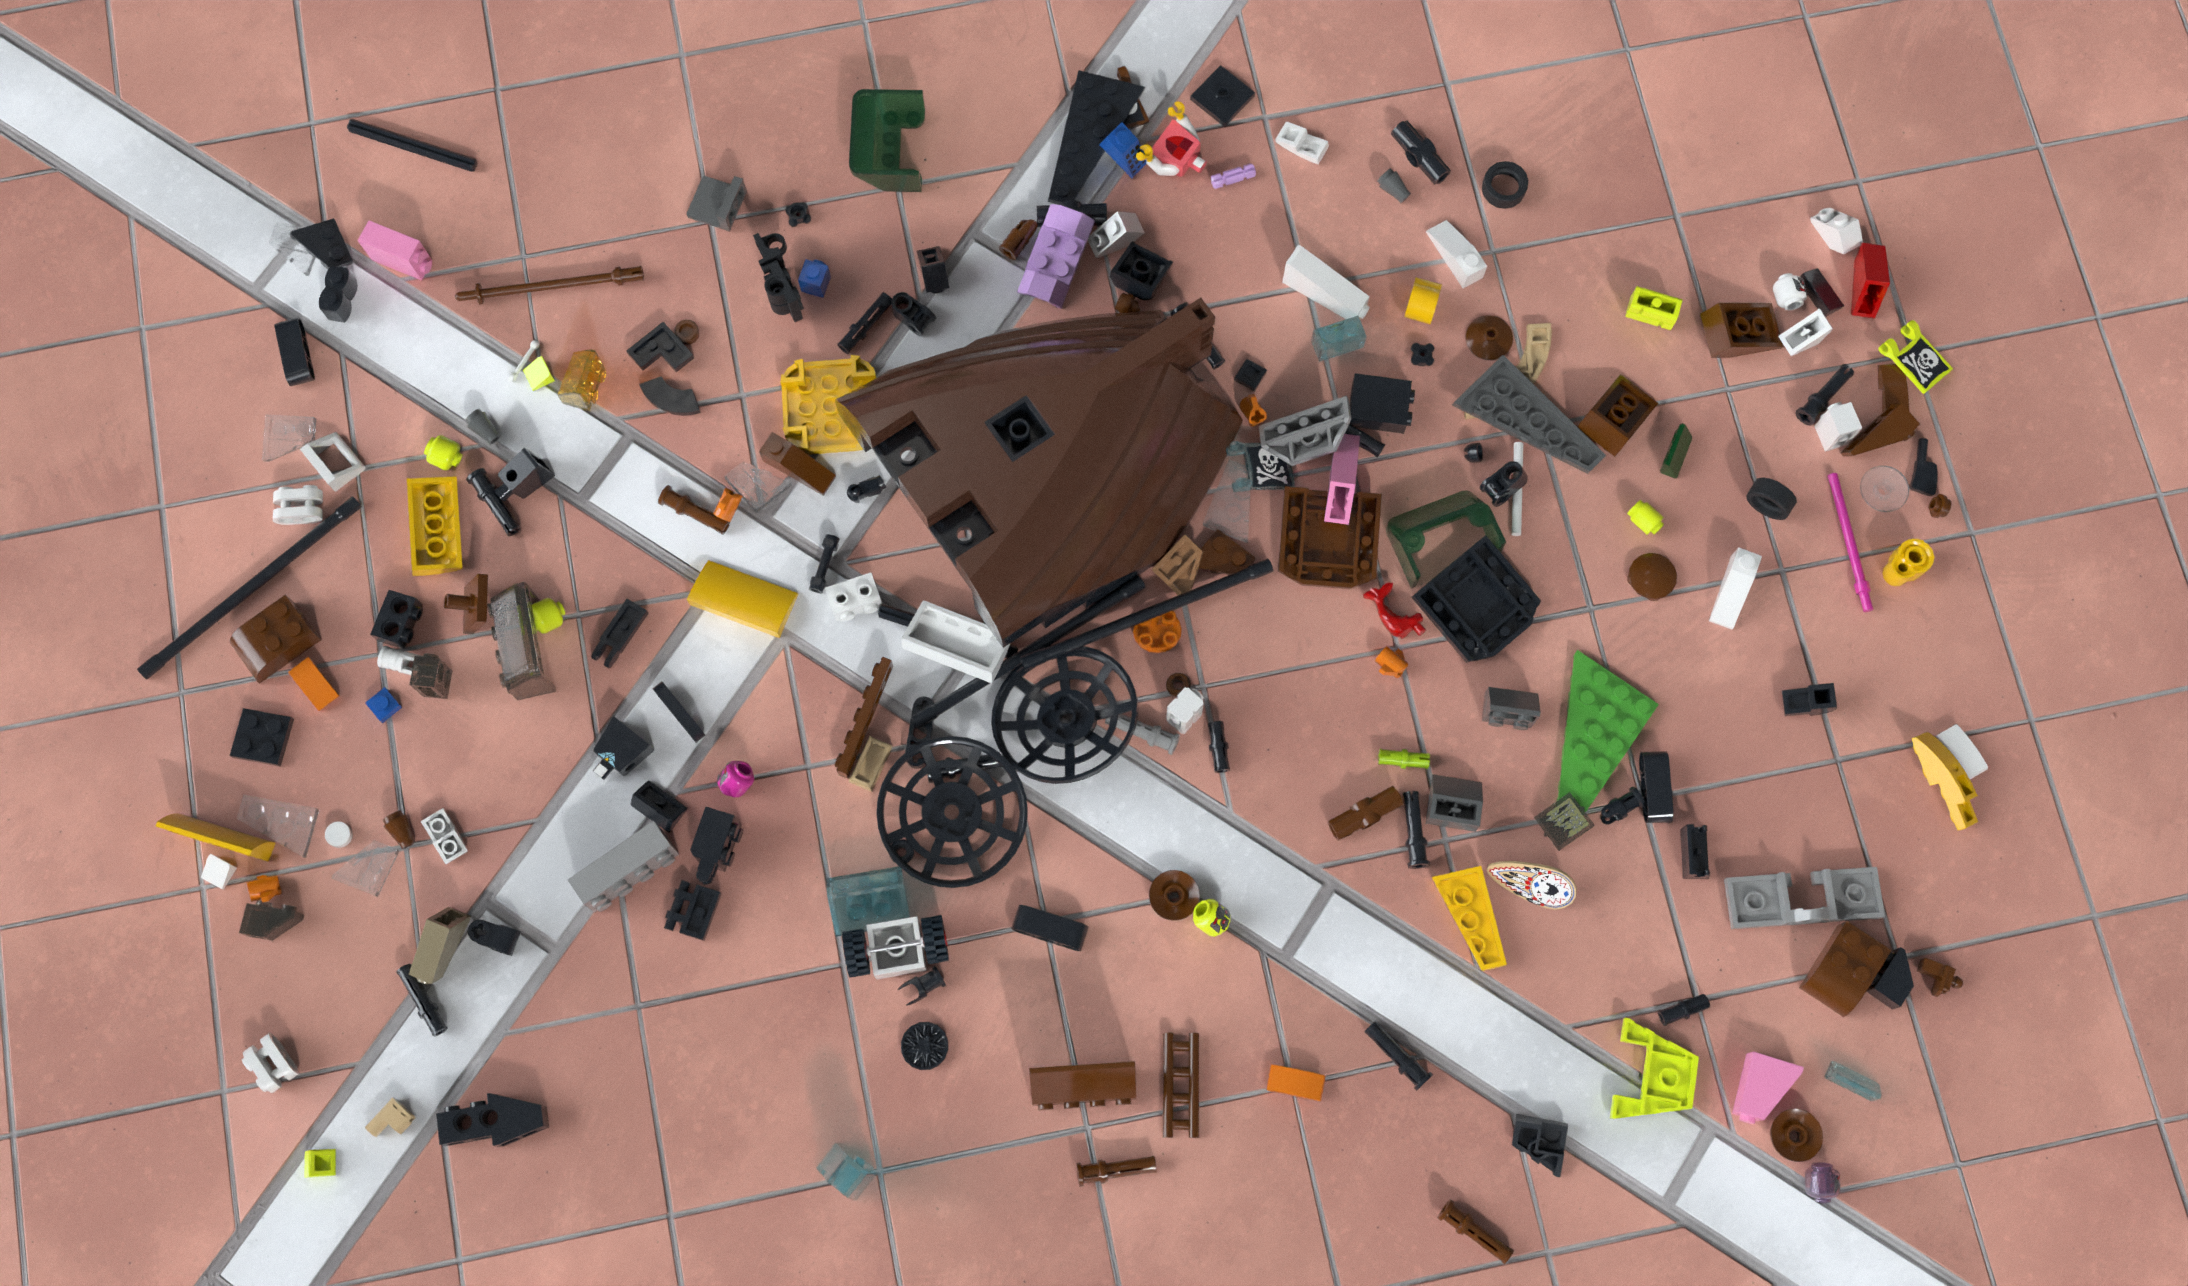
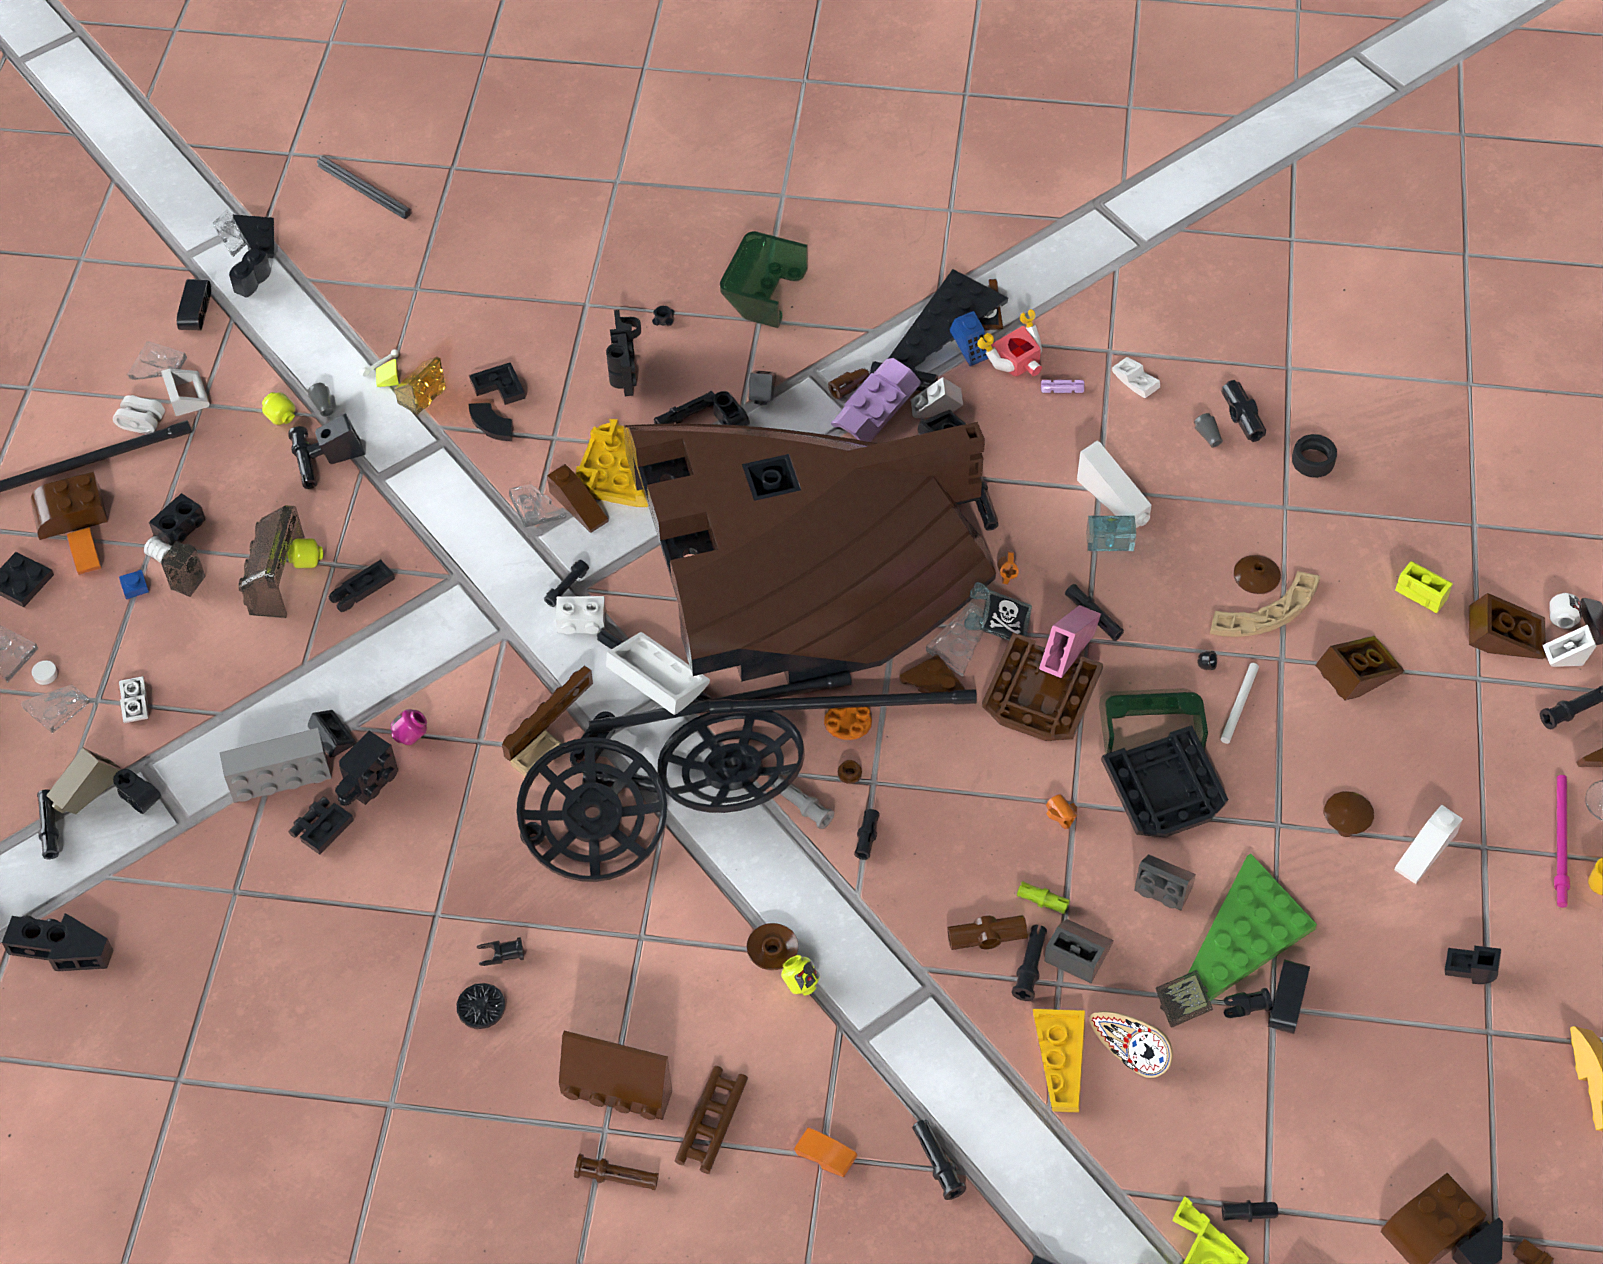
camera: 20 degrees right, 20 degrees down
(395, 250) = (311, 251): bright pink brick -> none
(399, 828) = (97, 679): reddish brown cone -> none
(434, 525) = (243, 461): yellow slope -> none
(473, 603) = (244, 522): reddish brown tile -> none
(618, 276) = (488, 320): reddish brown bar -> none
(619, 749) = (318, 675): black torso -> none
(679, 712) = (384, 661): black beam -> none
(686, 506) = (464, 504): reddish brown pin -> none
(687, 332) = (528, 377): reddish brown tile -> none
(717, 202) = (598, 289): dark grey bracket -> none
(727, 505) = (502, 511): orange piece -> none
(742, 598) = (481, 591): yellow slope -> none
(814, 278) = (655, 364): blue brick -> none
(846, 1173) = (358, 1086): clear light blue wedge -> none
(867, 899) = (483, 865): clear light blue slope -> none
(869, 487) = (631, 535): black arm -> none
(895, 947) = (489, 906): brick -> none
(1050, 928) = (642, 939): black beam -> none
(1180, 565) = (891, 671): medium nougat wing -> none
(1185, 709) = (845, 788): white brick -> none
(1222, 96) = (1076, 325): black plate -> none
(1250, 375) = (1018, 543): black tile -> none
(1308, 432) = (1050, 593): light grey wedge -> none
(1381, 403) = (1131, 595): black brick -> none
(1396, 625) = (1080, 782): red animal -> none
(1423, 300) = (1201, 524): yellow piece -> none
(1424, 360) = (1186, 574): black plate -> none
(1457, 253) = (1250, 499): white slope -> none
(1501, 482) = (1229, 690): black piece -> none
(1520, 409) = (1264, 634): dark grey wing -> none
(1646, 517) = (1358, 759): neon yellow brick -> none
(1676, 452) = (1408, 714): dark green slope -> none
(1694, 852) = (1310, 1068): black hinge -> none
(1765, 898) = (1368, 1133): light grey plate -> none
(1771, 498) = (1492, 785): black tyre -> none
(1838, 426) = (1577, 731): white brick -> none

